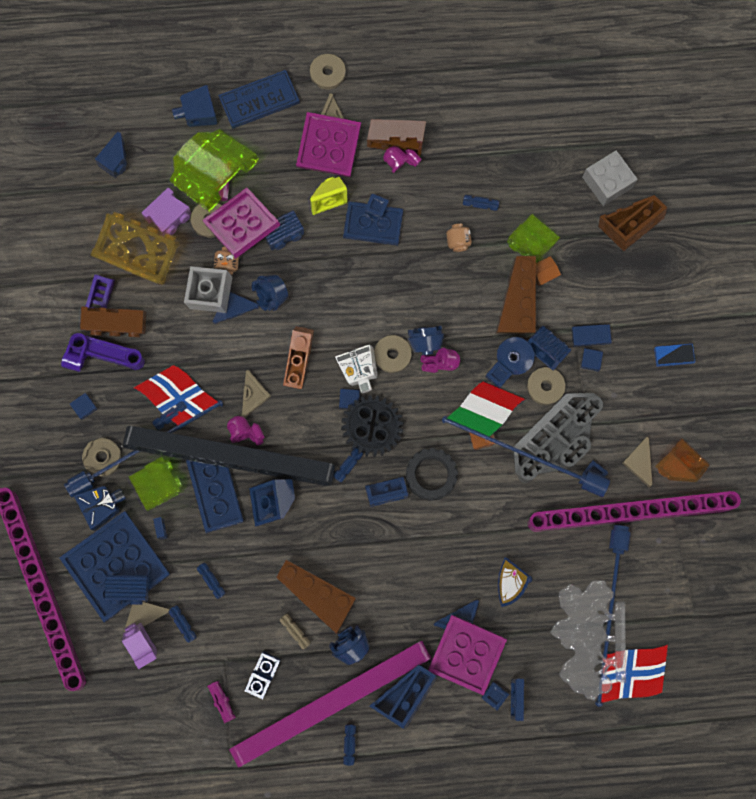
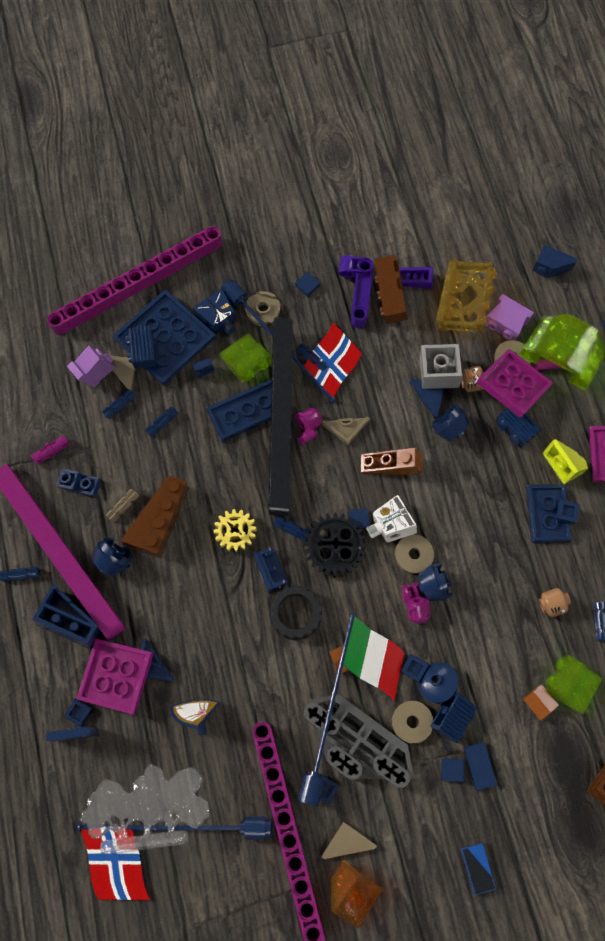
camera: 85 degrees right, 5 degrees down
(271, 500) = (244, 462): dark blue slope -> none
(336, 513) = (240, 524): none -> light yellow gear
(519, 302) = (498, 676): reddish brown wedge -> none

